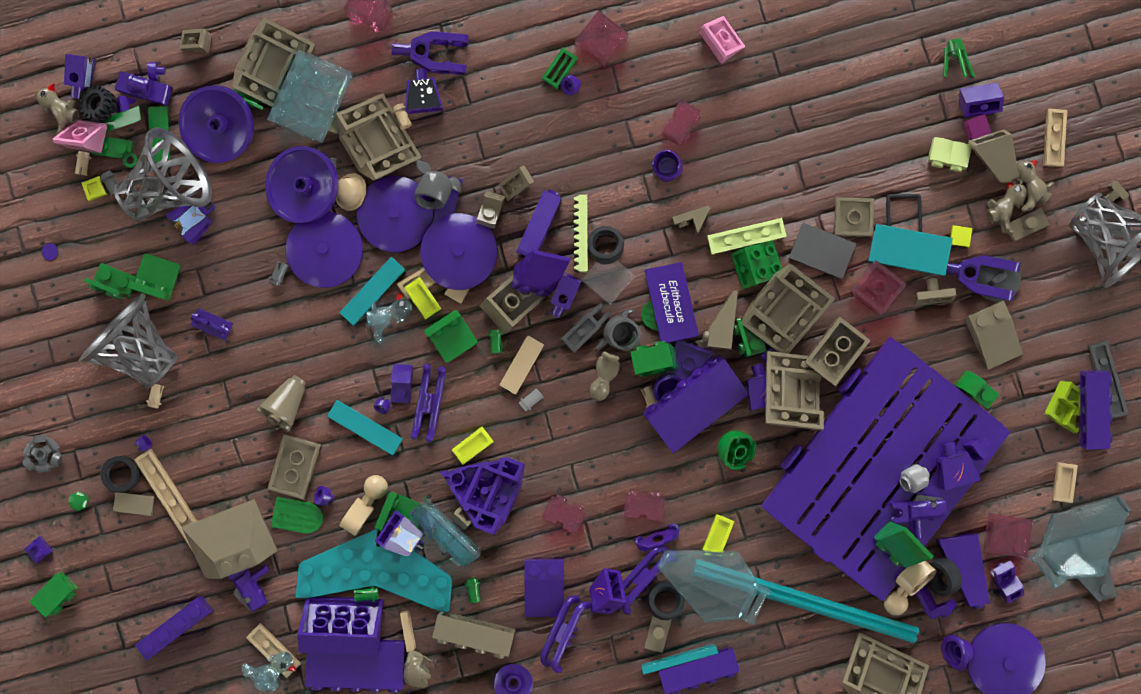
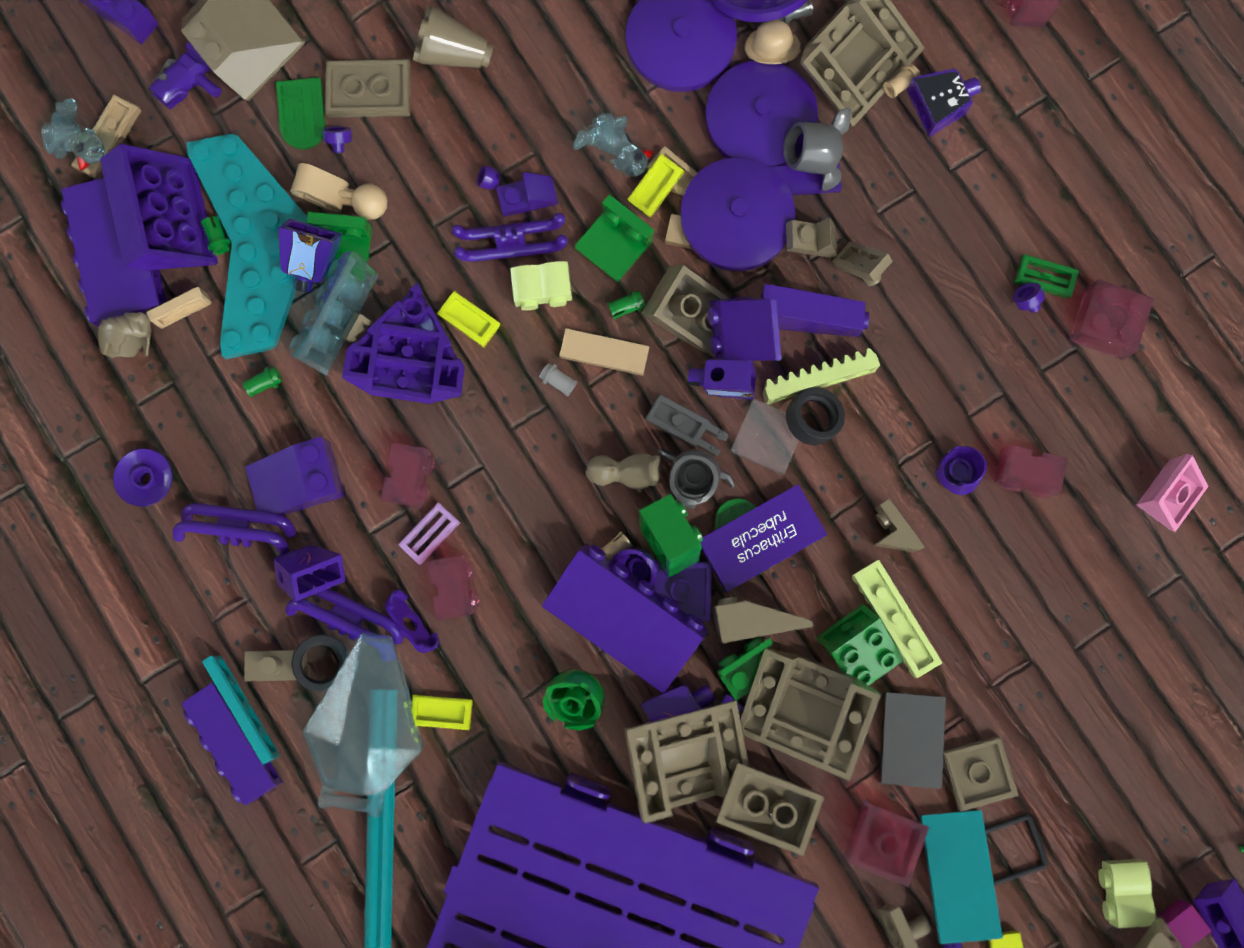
camera: 75 degrees right, 5 degrees down
(365, 427) = (450, 165): teal tile -> none
(372, 291) = (645, 117): teal tile -> none
(425, 41) = (1019, 80): dark purple piece -> none
(465, 392) = (541, 285): none -> yellowish green brick
(473, 633) = (195, 397): dark tan brick -> none
(596, 497) = (437, 541): none -> lavender tile

